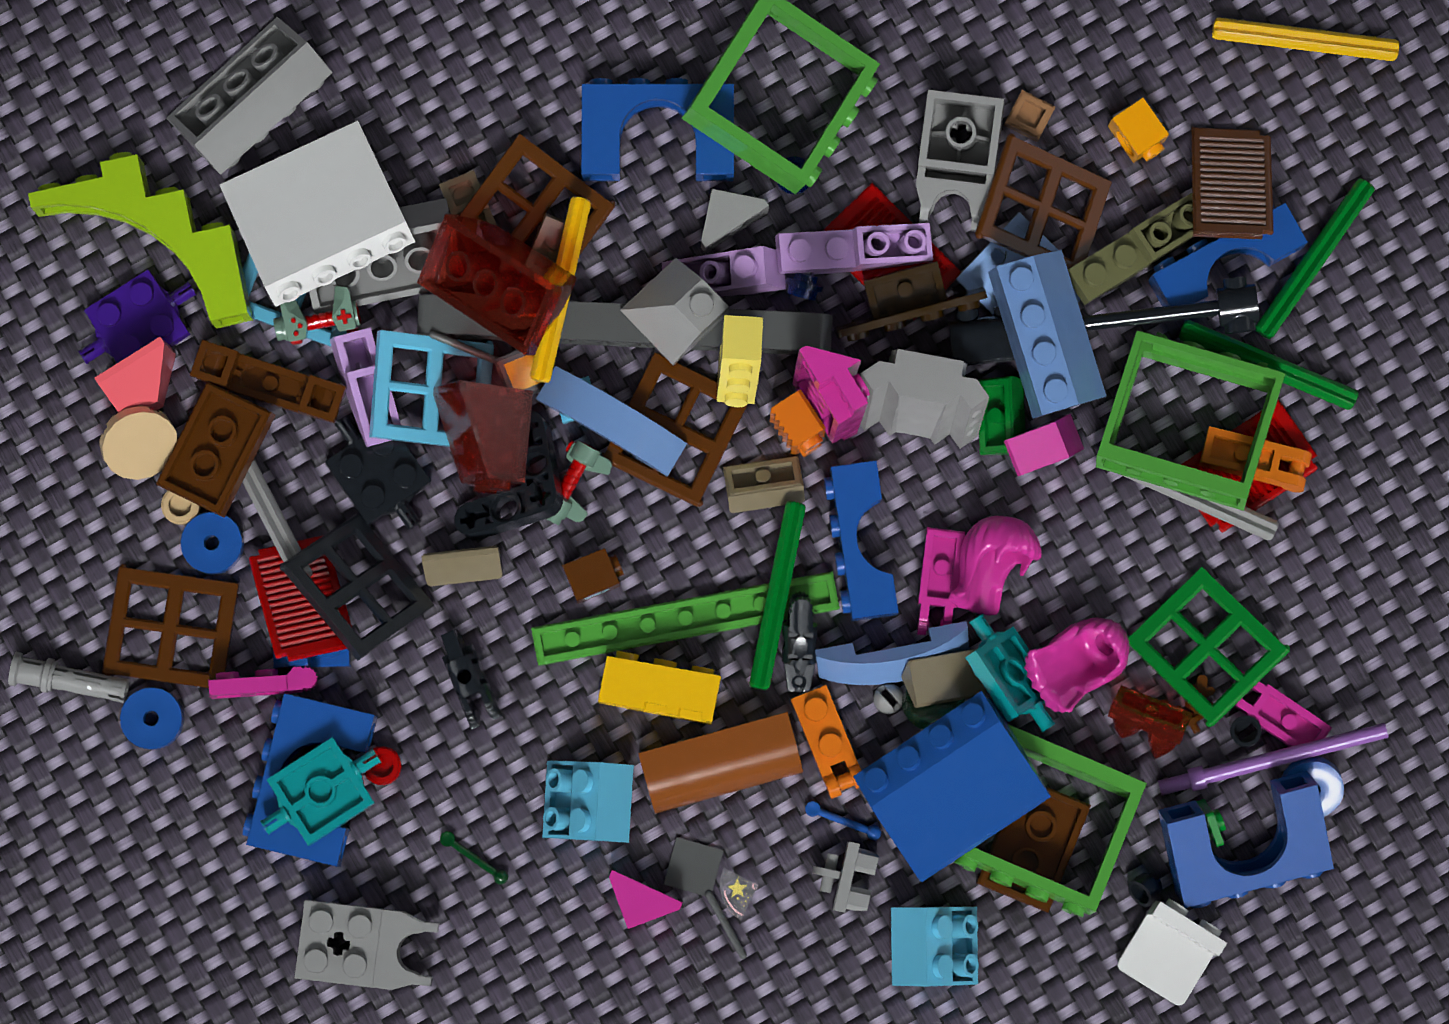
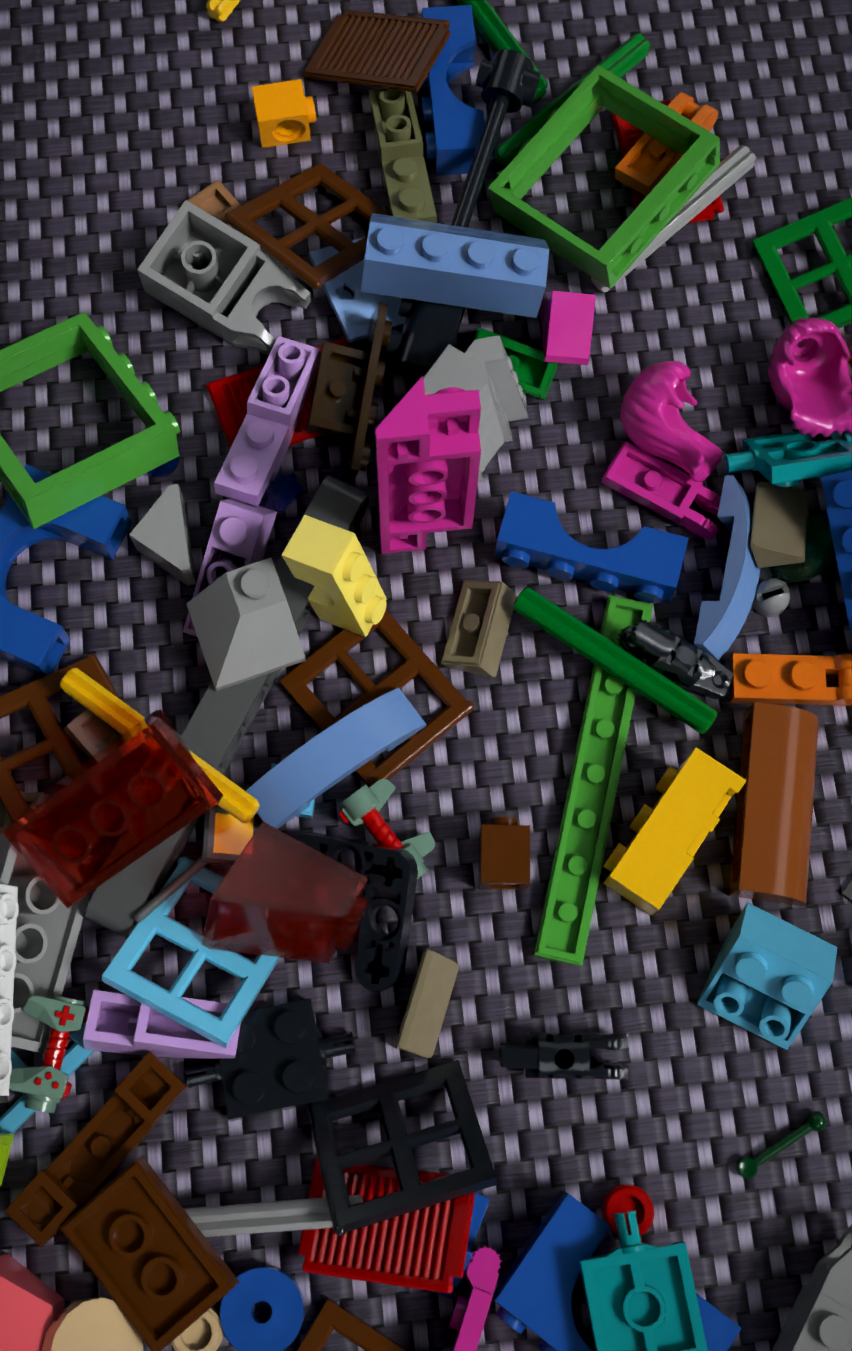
camera: 65 degrees left, 10 degrees down
(798, 424) = (435, 553): orange brick -> none

